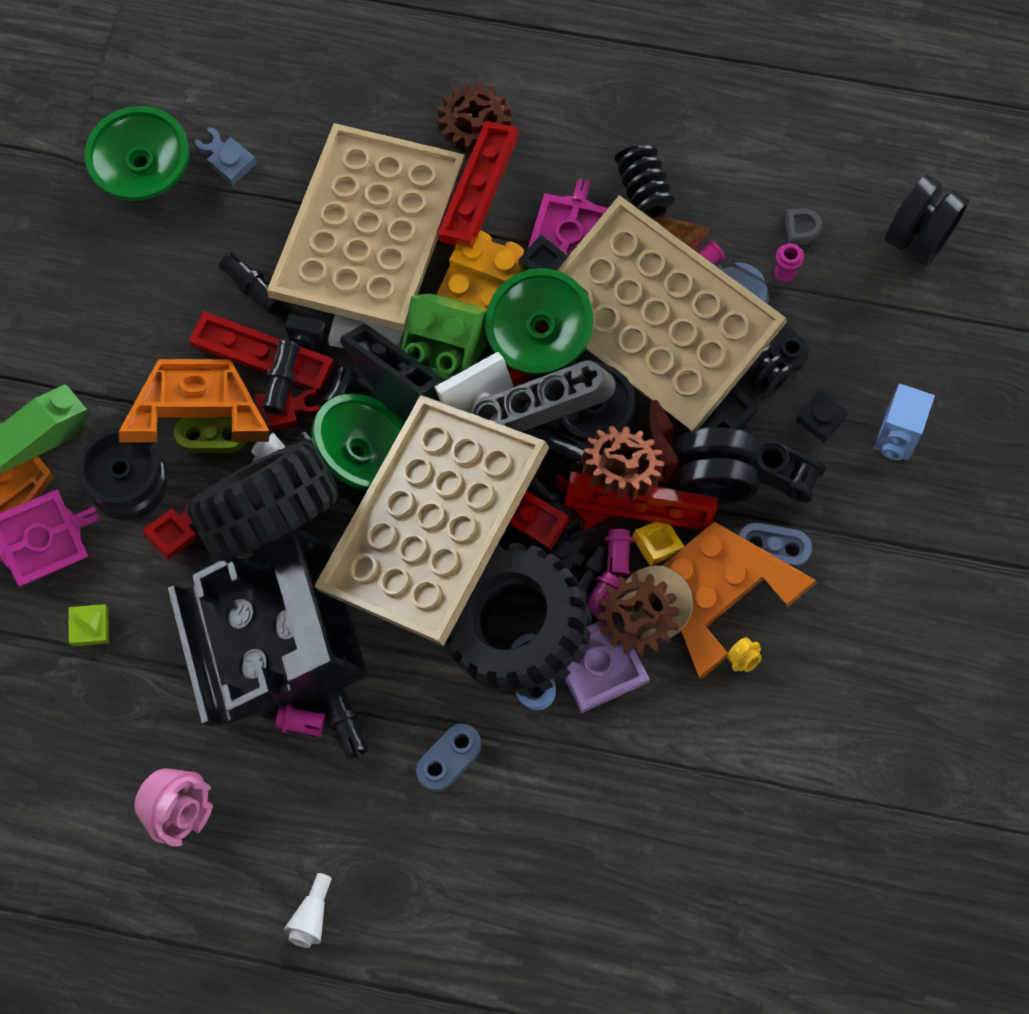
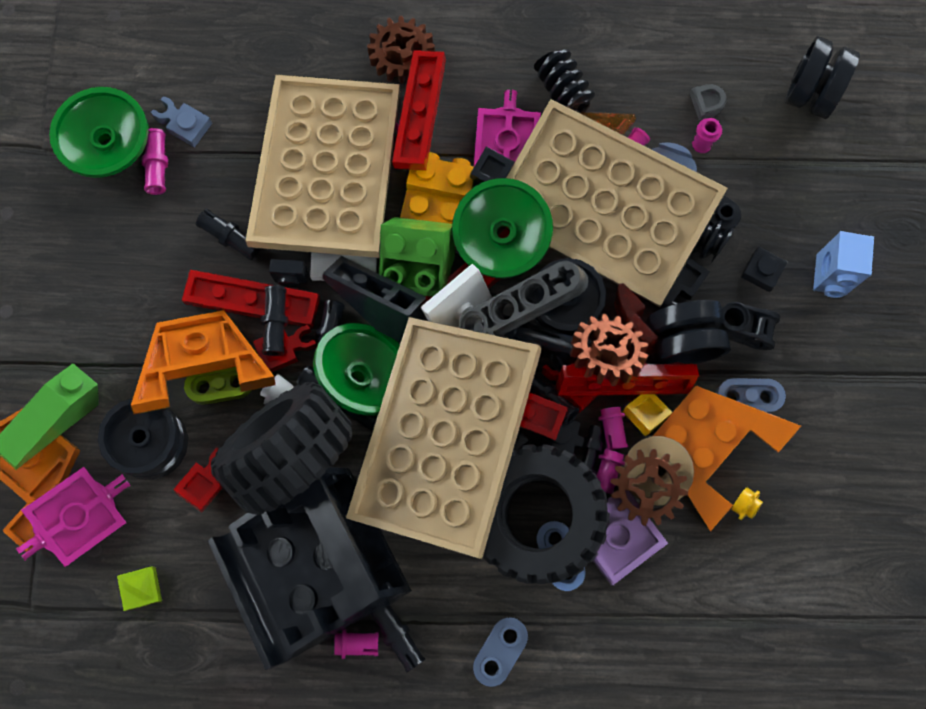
camera: 15 degrees left, 5 degrees up
(188, 194) = (155, 162): none -> dark pink pin

